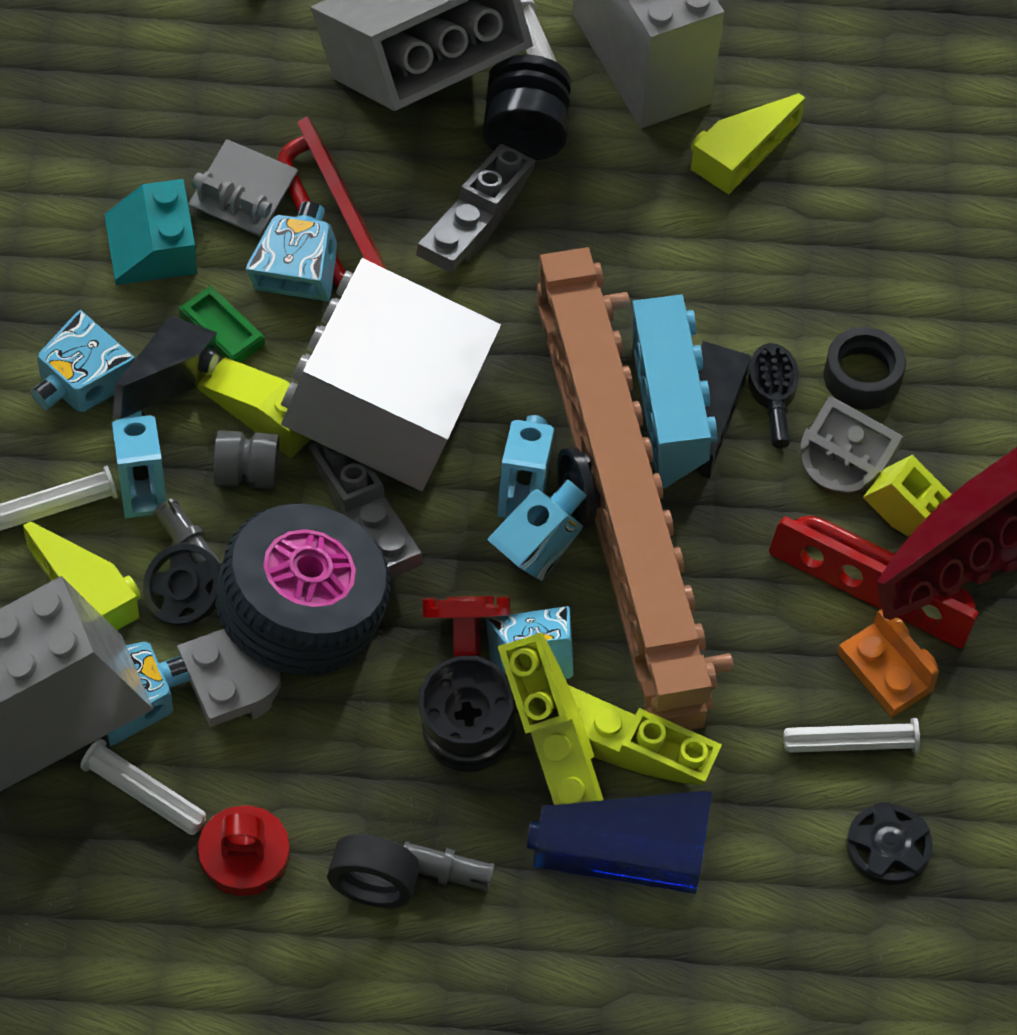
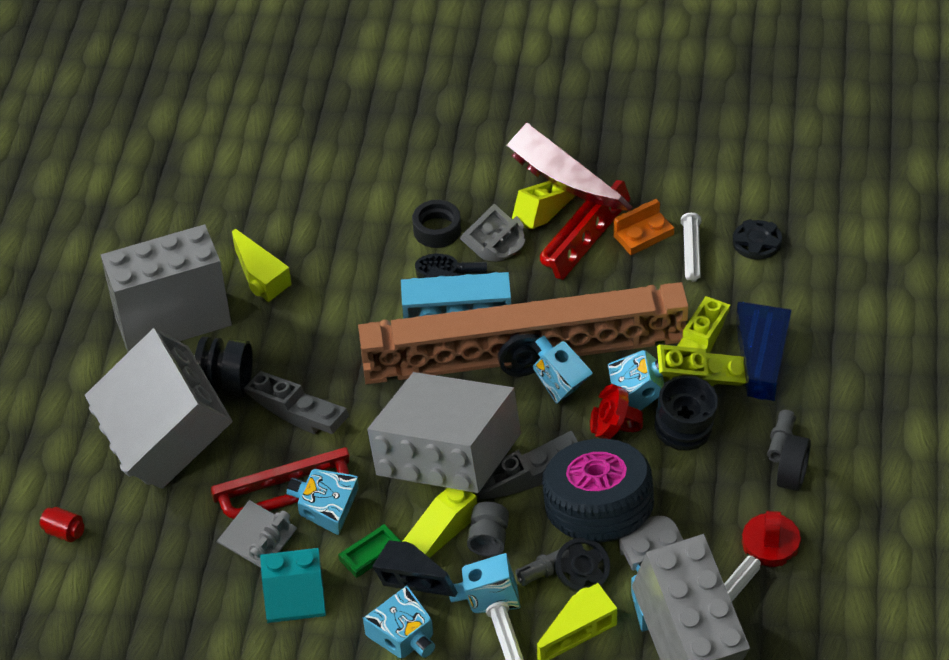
camera: 80 degrees left, 10 degrees down
(526, 449) = (510, 372): medium azure torso -> none

